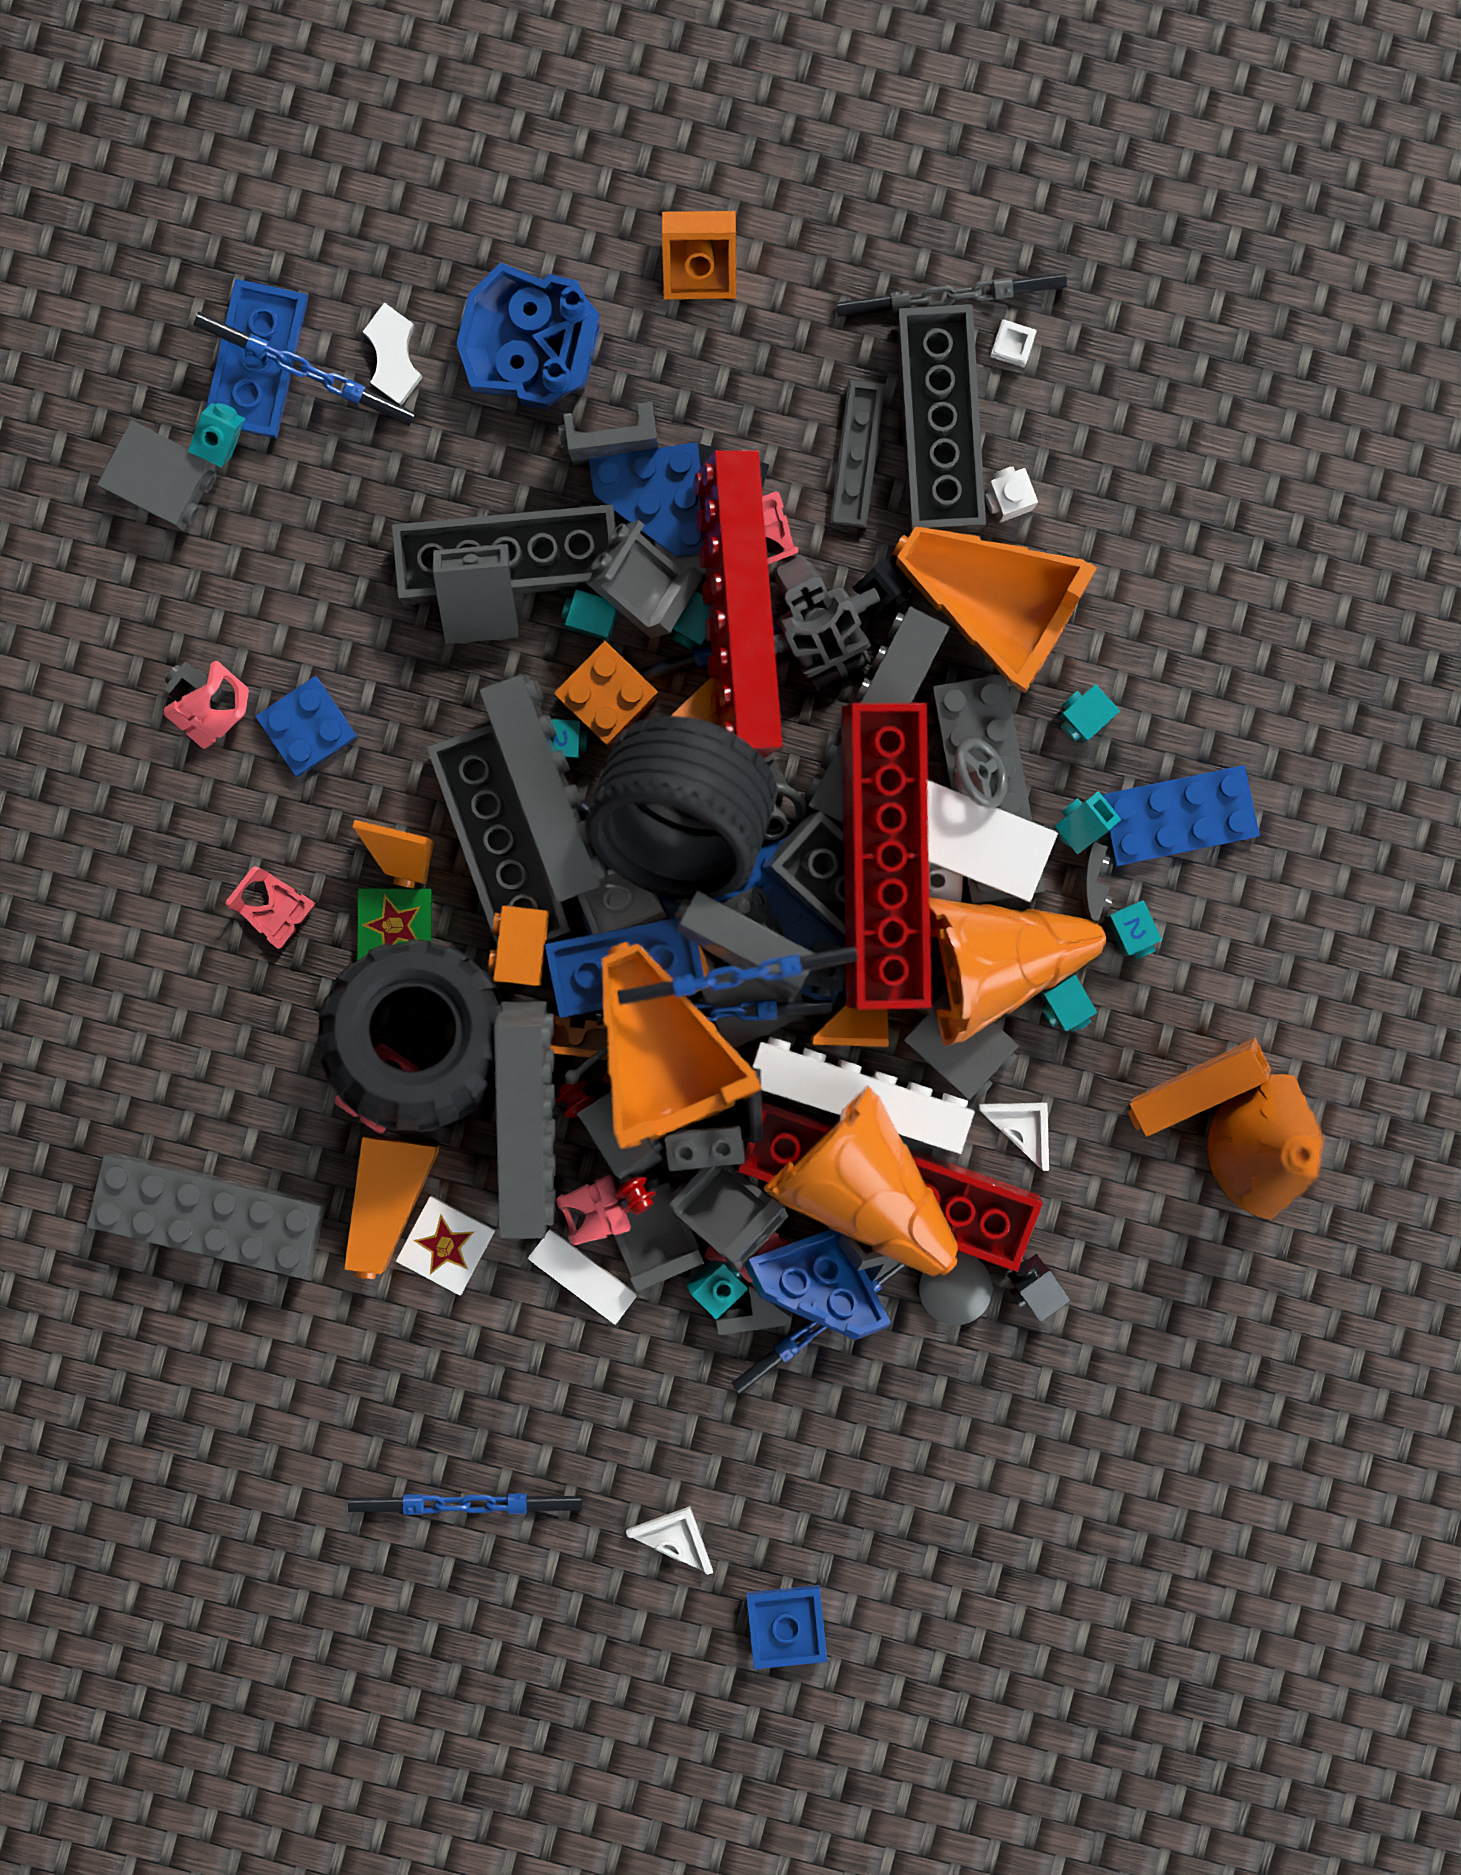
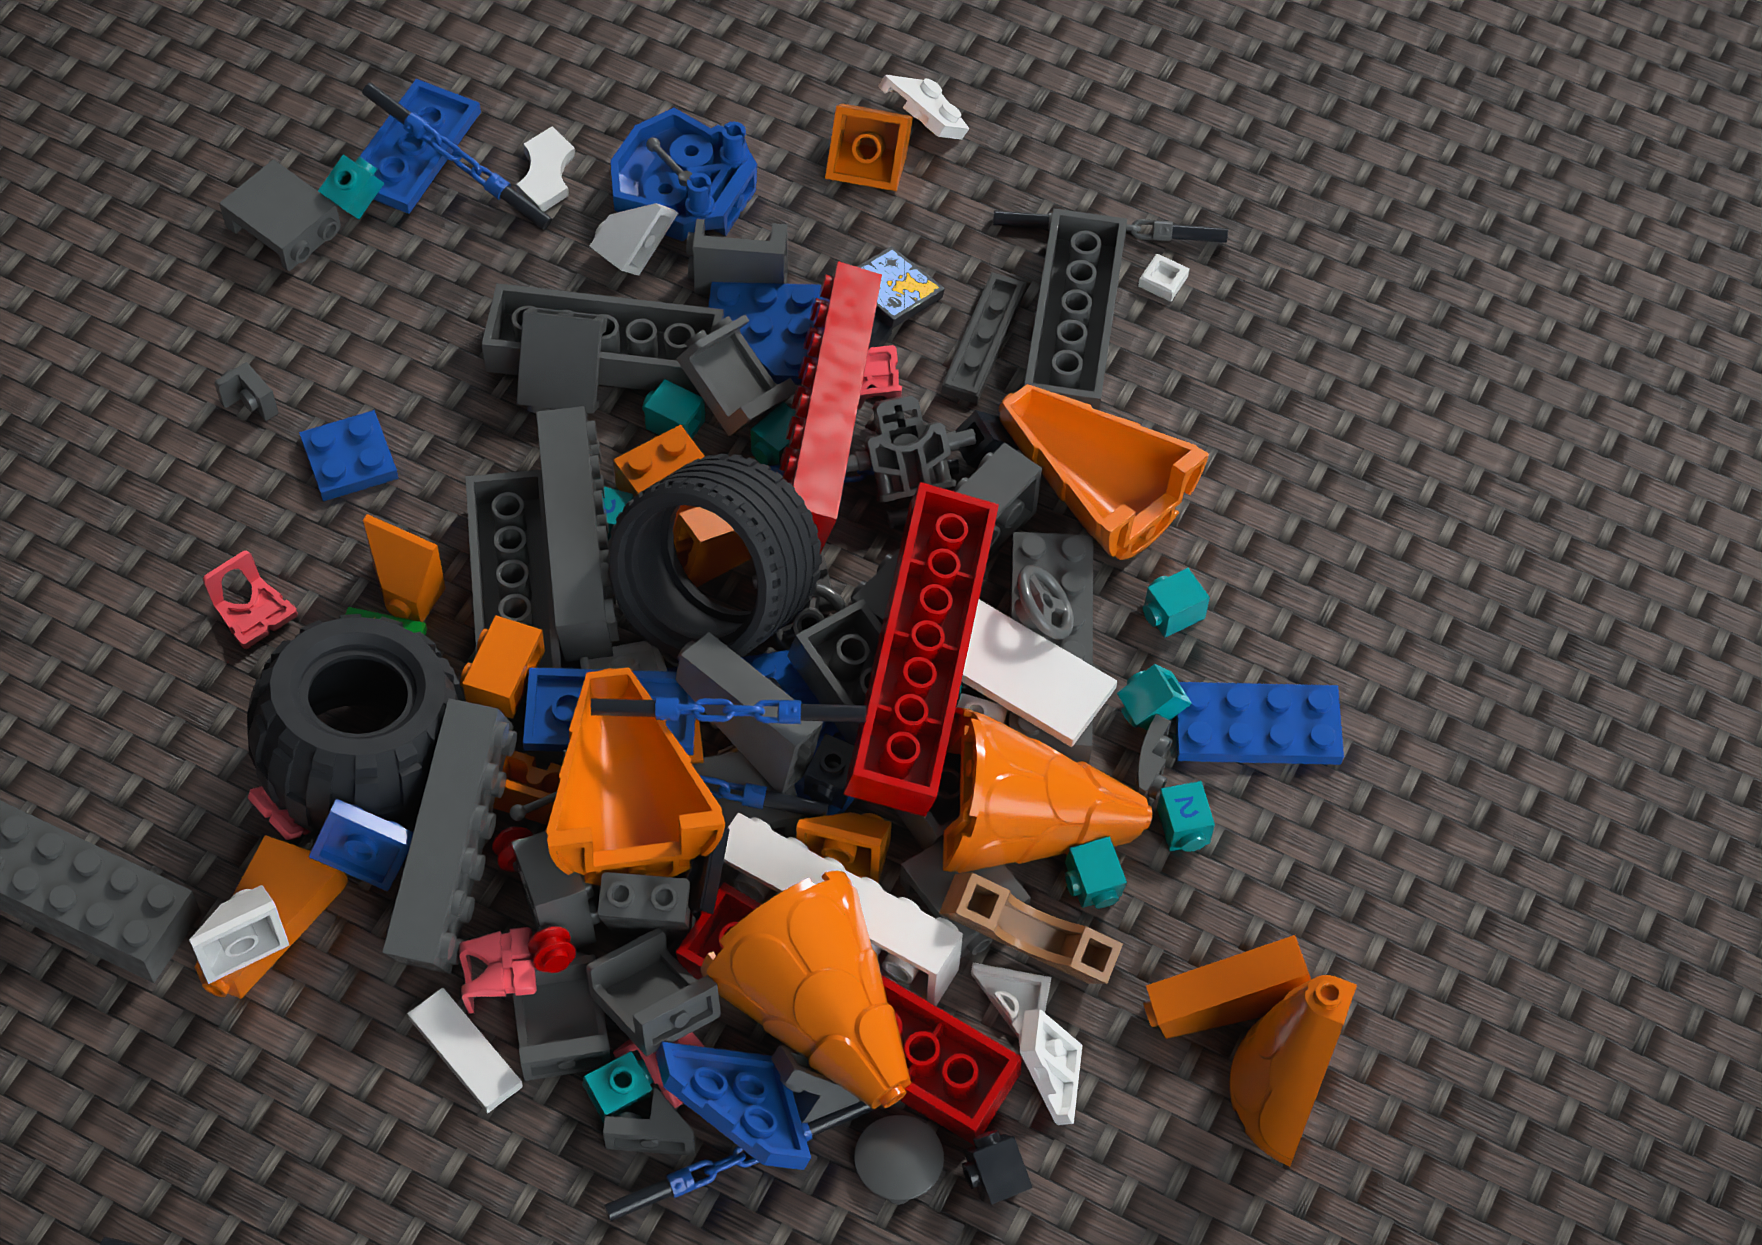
camera: 15 degrees right, 30 degrees down
(197, 717) = (240, 416): coral piece -> none
(374, 1240) = (239, 934): none -> white slope
(442, 1142) = (362, 844): none -> blue plate
(445, 1245) = (318, 982): white tile -> none
(500, 429) = (632, 236): none -> white slope
(535, 350) = (653, 145): none -> dark grey hinge
(745, 192) = (927, 105): none -> white wing
(759, 420) = (903, 287): none -> tile
(990, 1080) = (1008, 920): none -> medium nougat arch
(1010, 494) = (1134, 392): white brick -> none
(1064, 1188) = (1053, 1063): none -> white wing

